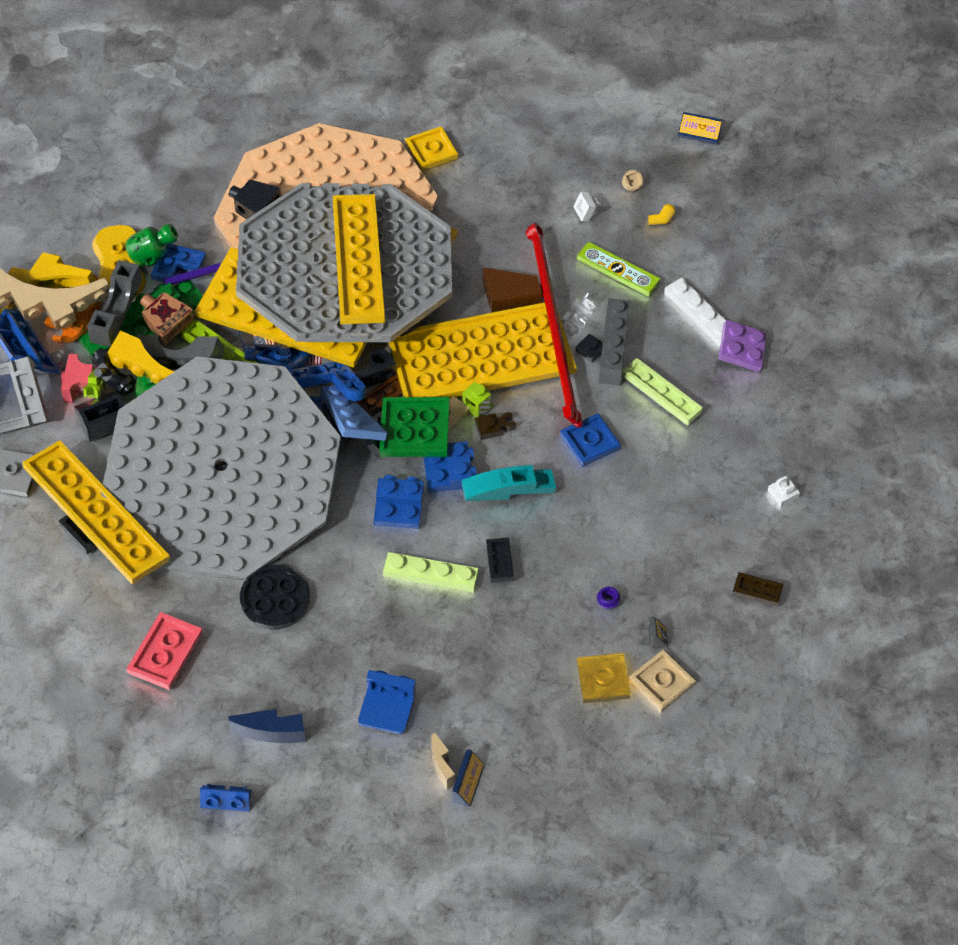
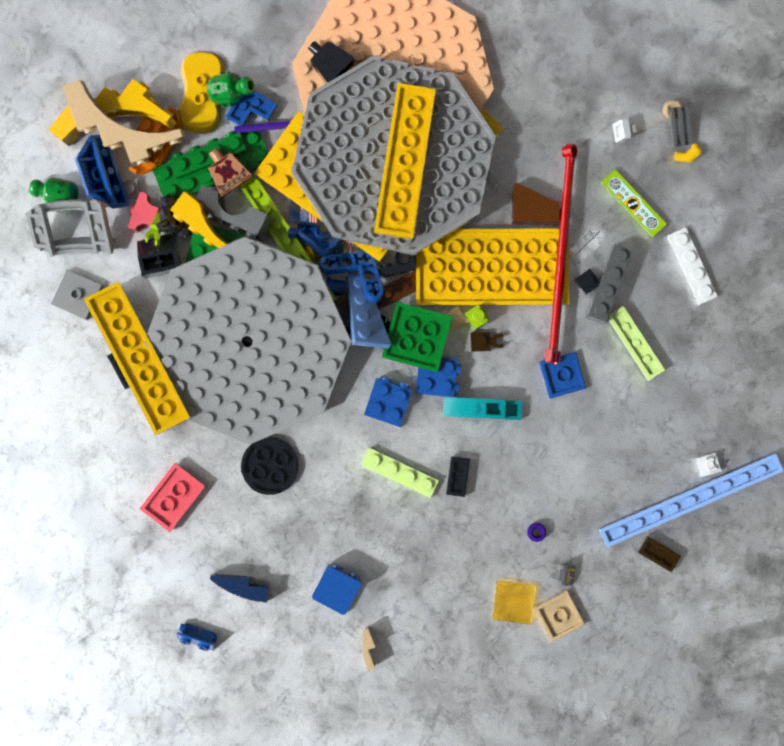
camera: 10 degrees right, 30 degrees up
(123, 288) = (179, 167): dark grey arch -> none
(431, 148) = (501, 28): yellow tile -> none
(467, 779) = (385, 667): slope -> none
(632, 179) = (681, 129): none -> dark grey tile
(700, 128) = (750, 63): slope -> none
(742, 345) = (717, 313): medium lavender plate -> none
(774, 528) = (691, 500): none -> light blue plate

